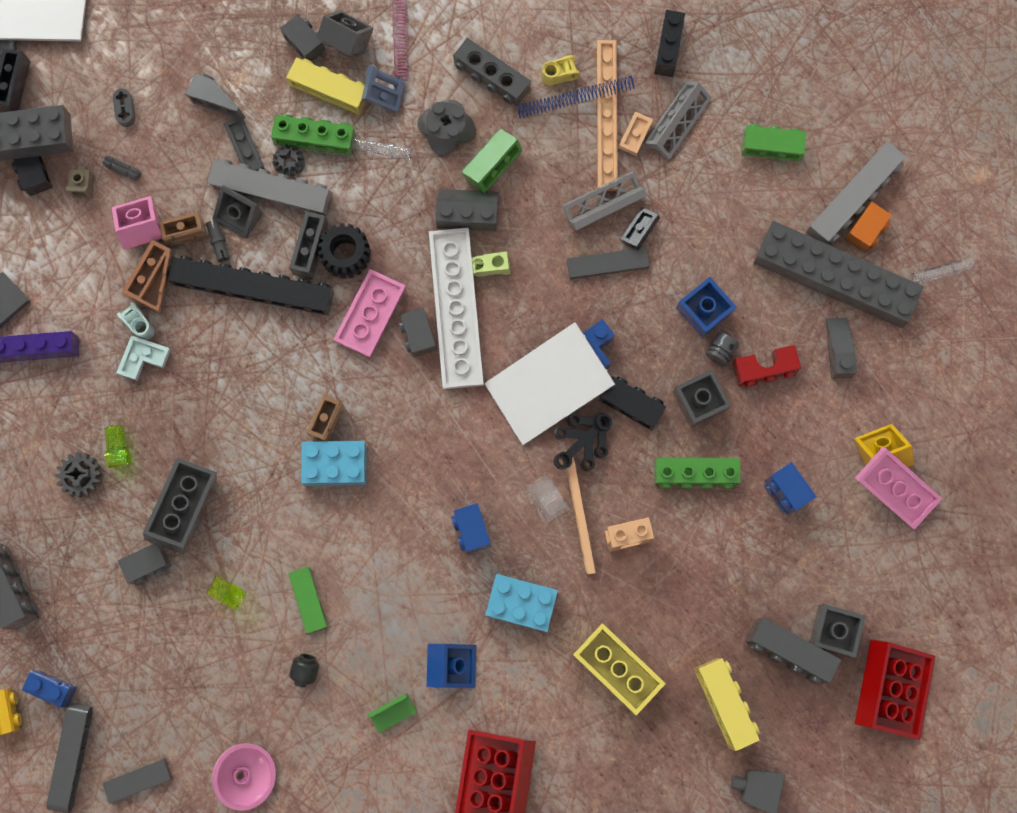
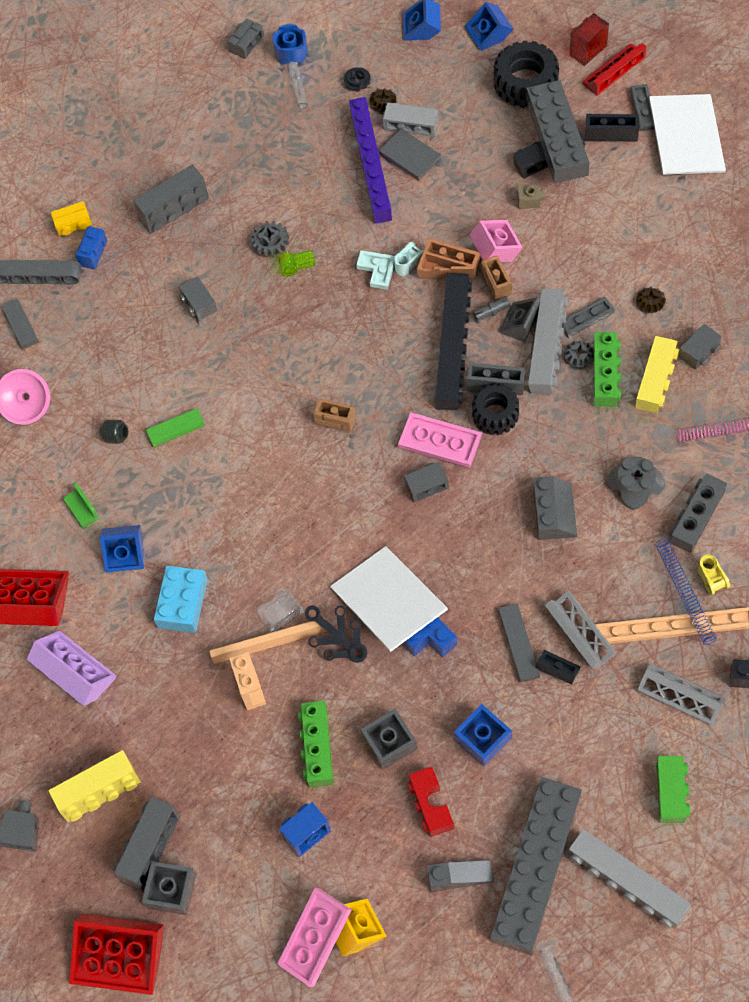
camera: 90 degrees right, 15 degrees down
(119, 108) = (606, 217): dark grey beam -> none
(121, 168) = (549, 225): dark grey axle -> none
(180, 506) = (246, 312): dark grey brick -> none
(208, 94) = (629, 282): slope -> none
(226, 592) = (178, 361): clear neon green bracket -> none
(241, 84) = (644, 303): none -> dark brown gear
(334, 463) = (296, 429): medium azure brick -> none
(344, 33) = (709, 376): dark grey brick -> none
(380, 94) = (654, 418): sand blue plate -> none
(389, 150) = (602, 435): clear pin -> none
(456, 308) = (455, 511): white plate -> none
(472, 529) = (244, 546): blue brick -> none
(491, 264) = (501, 537): yellowish green leg -> none
(492, 160) = (605, 523): brick -> none
(585, 728) = (70, 667): none -> lavender slope
(619, 669) = (124, 688): light yellow brick -> none
(633, 403) = (379, 678): black brick -> none
(635, 133) = (658, 653): light nougat plate -> none
(722, 349) = (443, 756): dark grey piece -> none
(868, 227) = (594, 895): orange brick -> none

